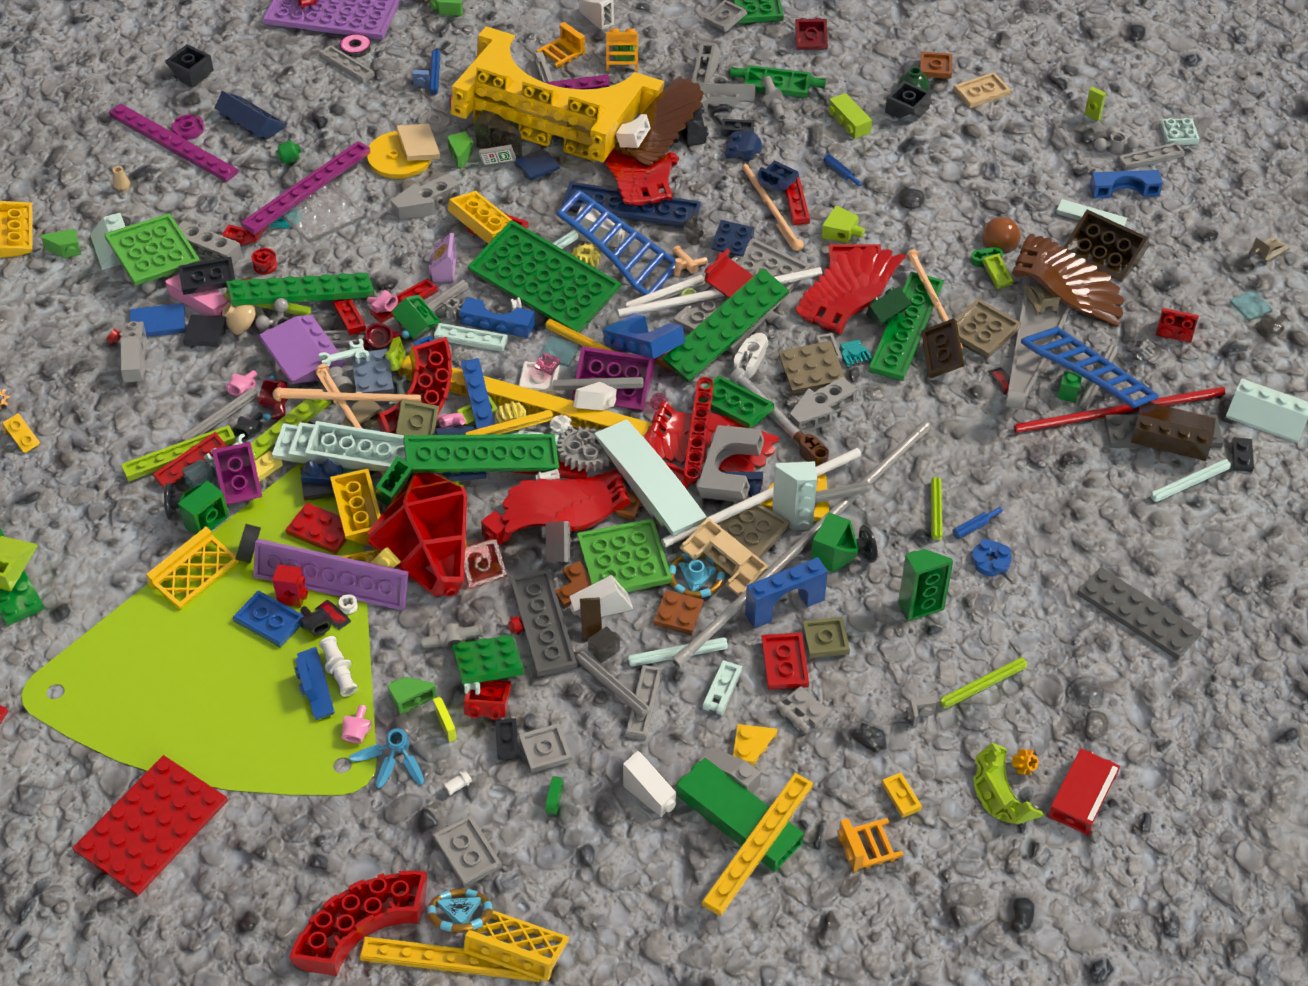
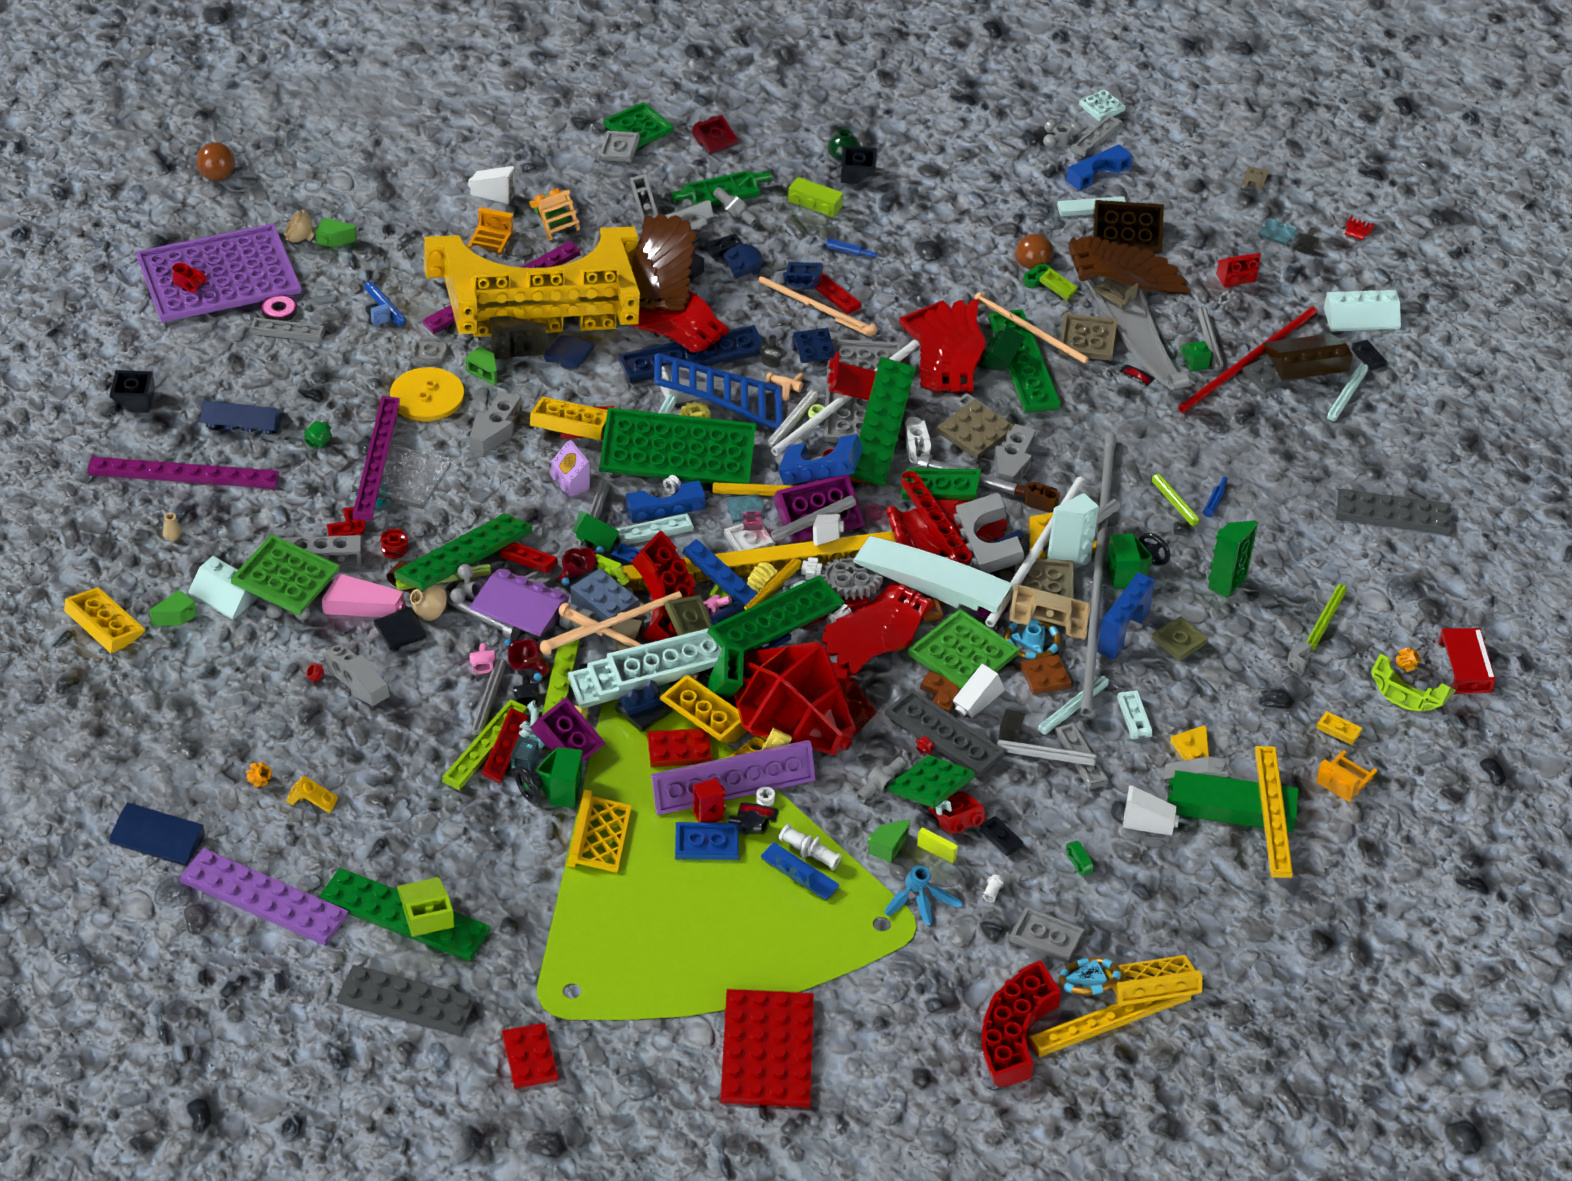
camera: 35 degrees left, 5 degrees down
(161, 319) = (349, 632): blue tile -> none
(195, 130) = (194, 449): magenta tile -> none
(206, 275) = (364, 576): black plate -> none
(247, 543) = (636, 785): black tyre -> none
(355, 350) = (576, 580): light aqua bar -> none
(356, 727) = (868, 887): bright pink piece -> none
(383, 302) = (550, 531): bright pink piece -> none
(418, 142) = (439, 374): tan tile -> none
(424, 289) = (561, 524): red tile -> none
(452, 308) = (617, 511): light grey gear -> none
(497, 155) = (528, 357): tile -> none
(545, 748) = (1038, 827): light grey plate -> none
(557, 541) = (911, 658): light grey slope -> none
(590, 616) = (986, 708): dark brown tile -> none
(634, 132) = (648, 284): white arch -> none
(784, 661) = (1164, 671): red plate -> none
(805, 705) = (1210, 702): light grey plate -> none
(841, 226) = (895, 297): lime torso -> none
(853, 351) = (997, 401): teal piece -> none
(936, 64) = (849, 119): dark orange plate -> none
(942, 348) = (1074, 366): dark brown plate -> none
(982, 90) = (906, 130): tan tile -> none
(994, 549) = (1254, 512): blue plate -> none
(1094, 357) = (1200, 323): blue bar -> none
(1095, 103) = (1019, 105): lime plate -> none

